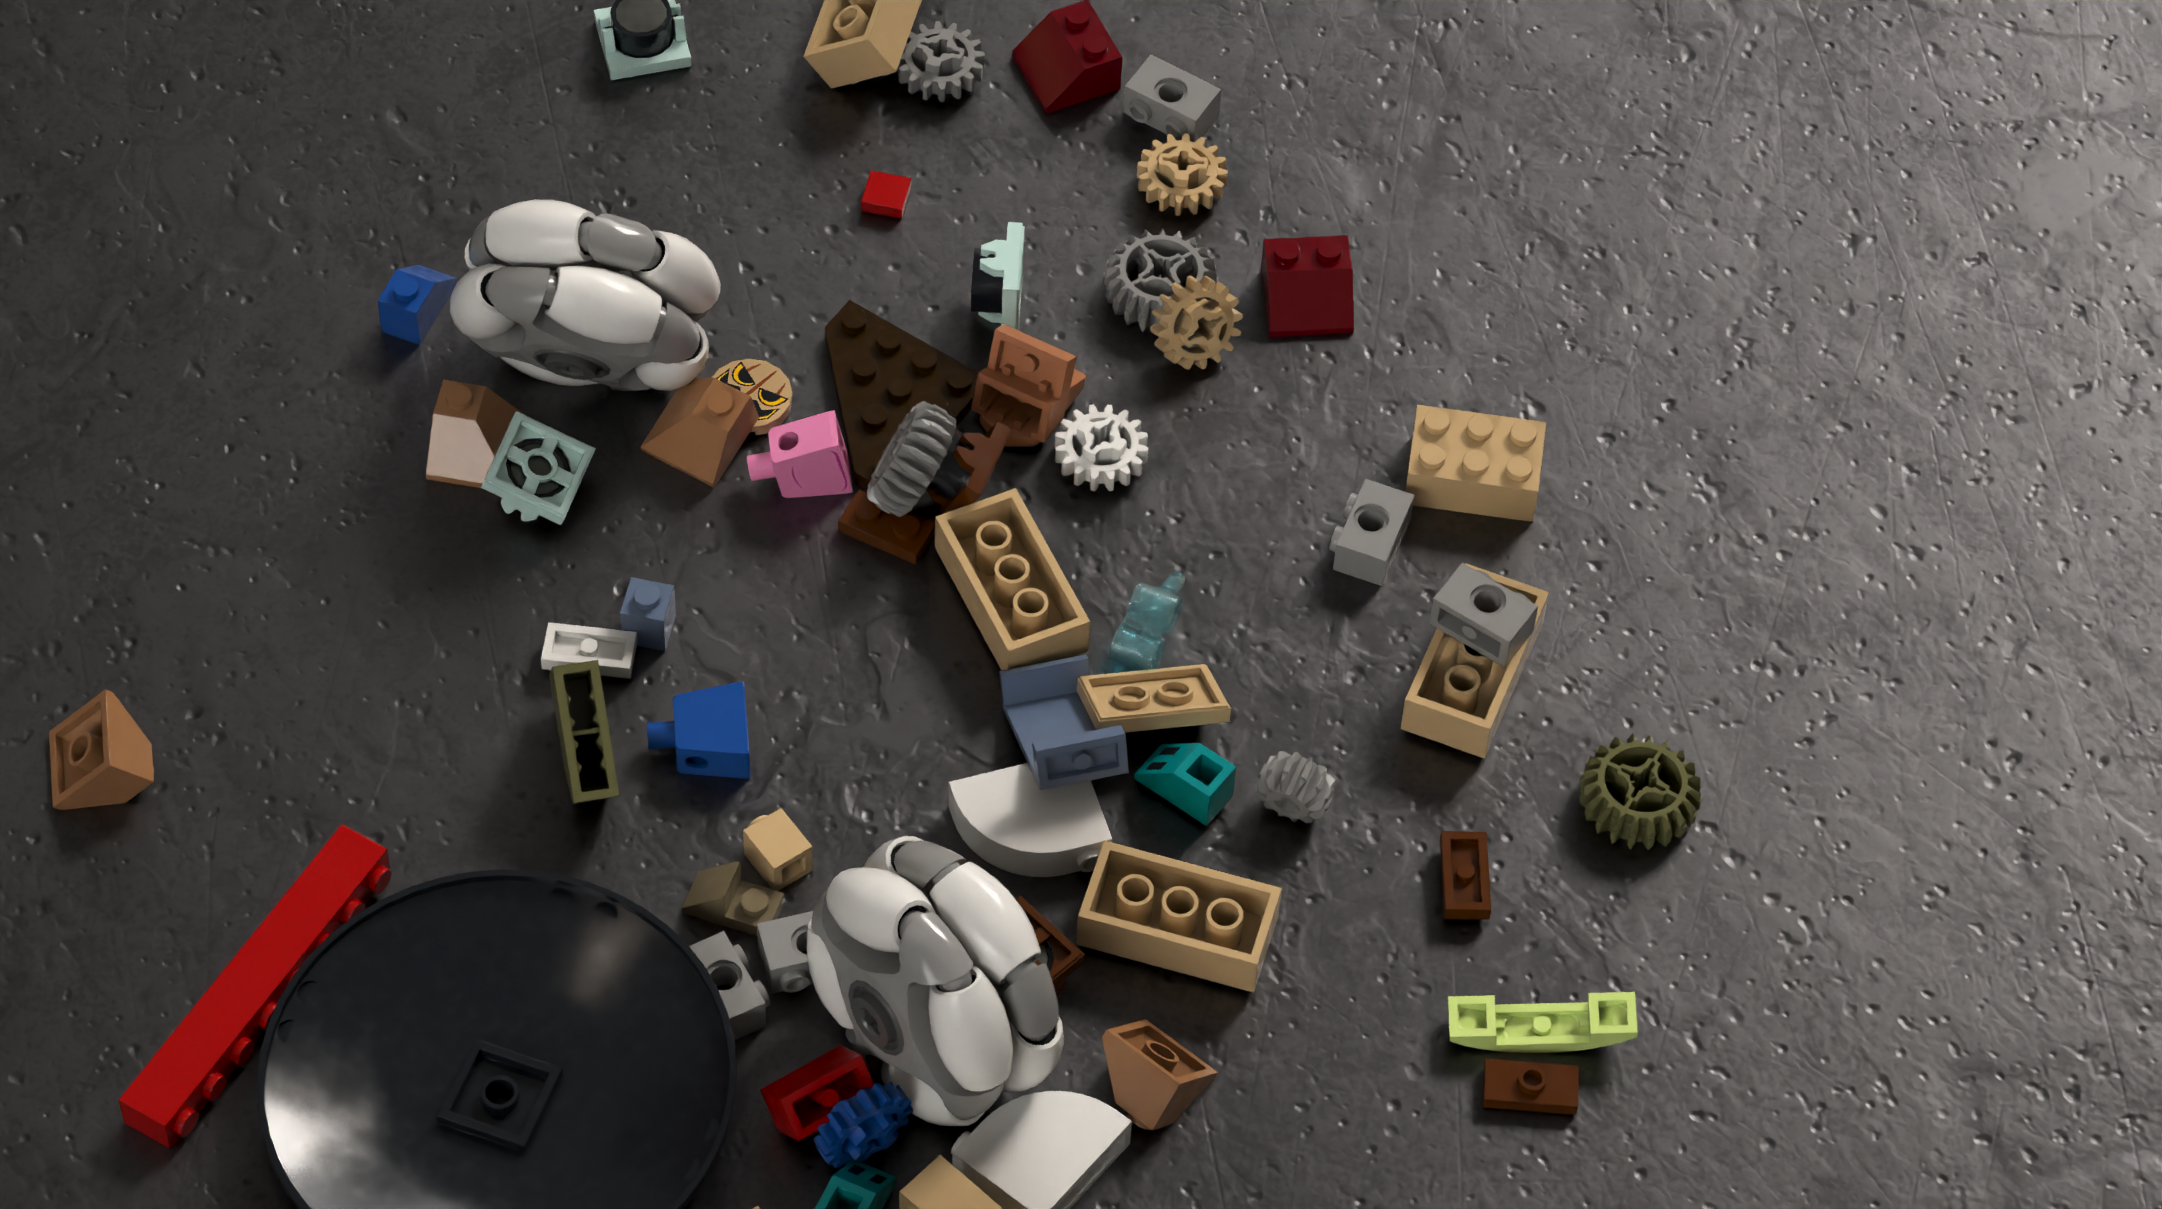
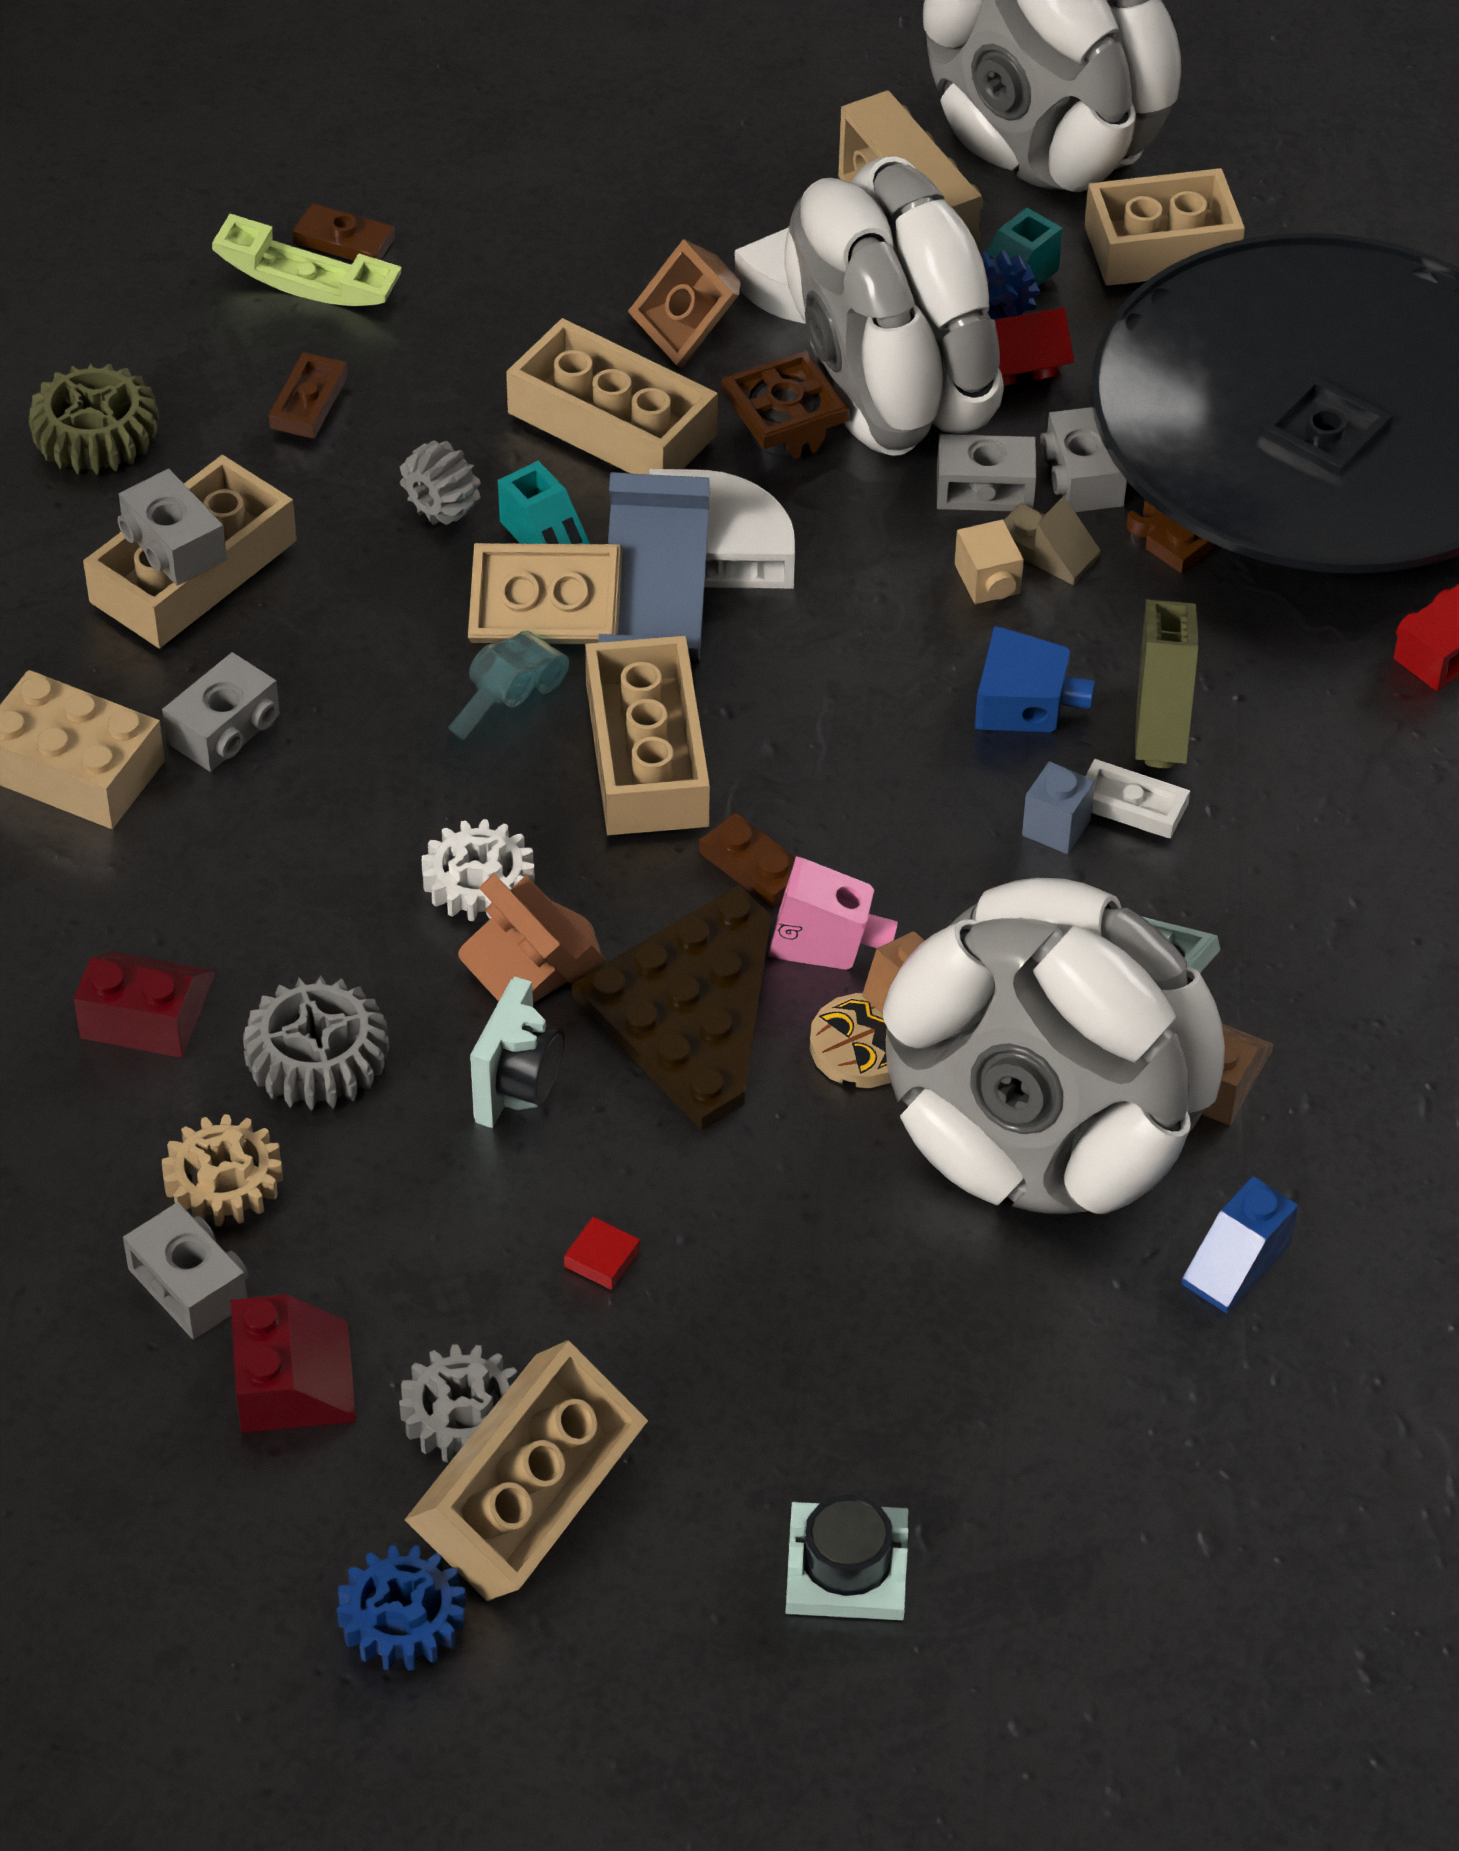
camera: 160 degrees left, 5 degrees down
(911, 459) = (713, 844): light grey gear -> none
(967, 467) = (652, 844): reddish brown piece -> none
(1193, 322) = (306, 950): tan gear -> none

